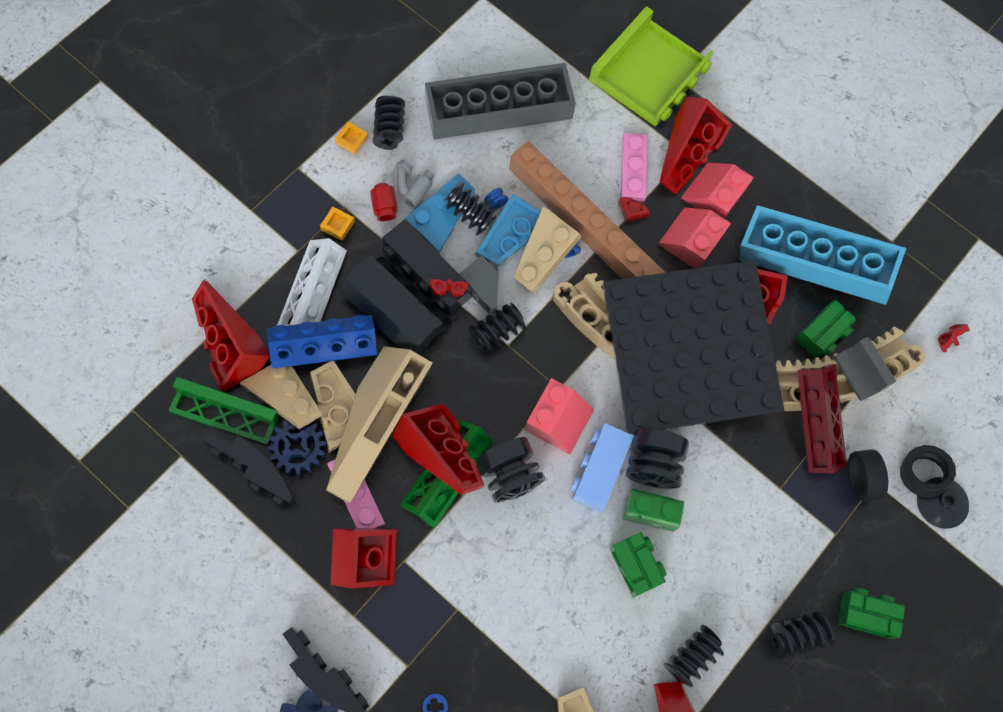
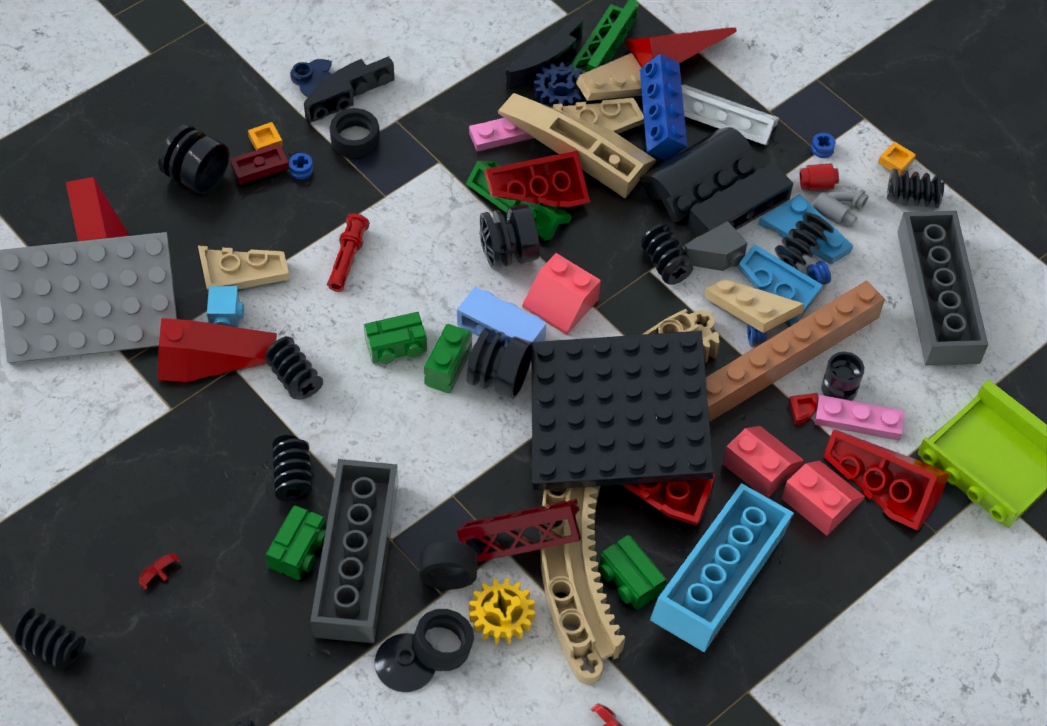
camera: 105 degrees right, 15 degrees down
(337, 223) = (795, 138): light orange plate -> none
(339, 194) = (823, 138): none -> blue bush
(363, 557) = (446, 122): red slope -> none
(365, 648) = (351, 118): none -> black tyre
(441, 287) = (710, 202): red piece -> none
(529, 632) = (350, 243): none -> red pin
(607, 176) = (843, 376): none -> black wheel
(865, 369) = (572, 582): dark grey panel -> none
(871, 558) = (355, 551): none -> dark grey brick
(888, 440) = (491, 619): none -> yellow gear

